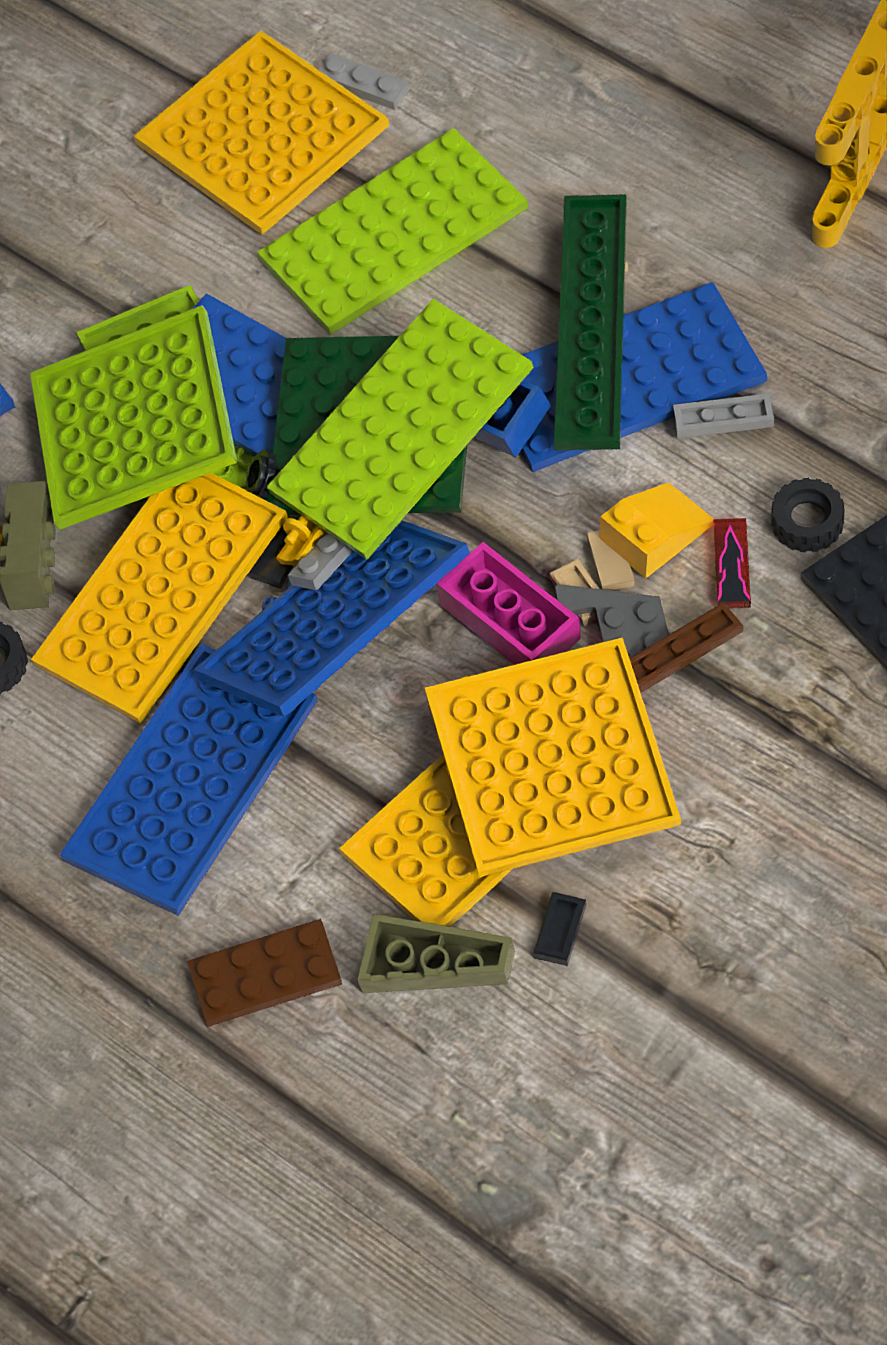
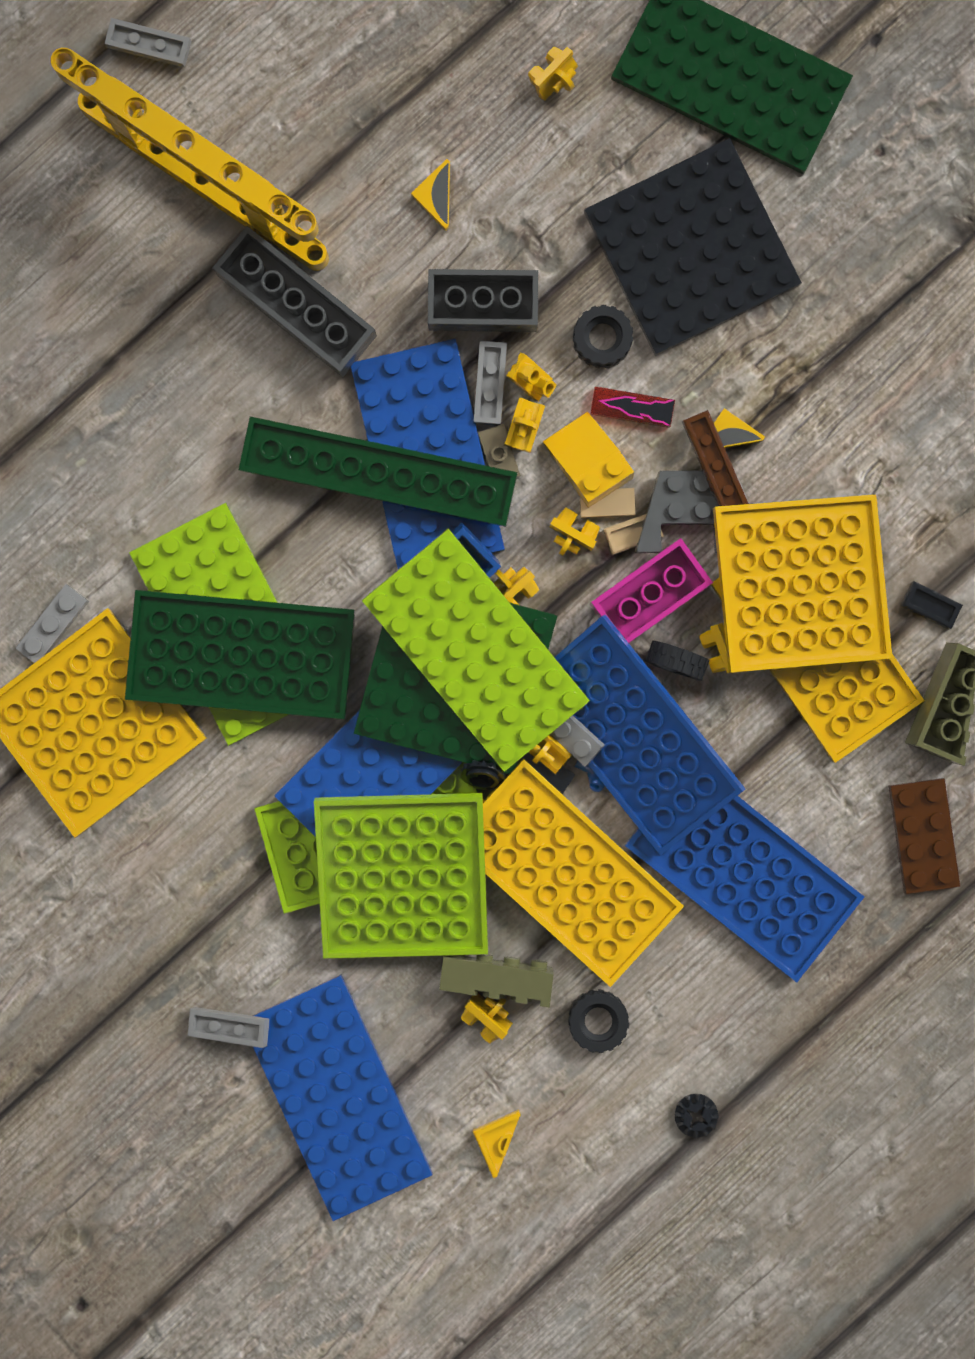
camera: 85 degrees left, 30 degrees up
(357, 234) = (240, 654): none -> dark green plate
(431, 646) = (677, 660): none -> black tyre
(496, 487) = (511, 583): none -> yellow hips
(561, 526) = (563, 525): none -> yellow hips
(645, 442) = (495, 451): none -> dark tan plate
(680, 453) = (524, 425): none -> yellow hips
(727, 670) = (735, 431): none -> tile
(738, 445) = (531, 378): none -> yellow hips
(763, 216) = (294, 301): none -> dark grey brick
(816, 385) = (482, 300): none -> dark grey brick

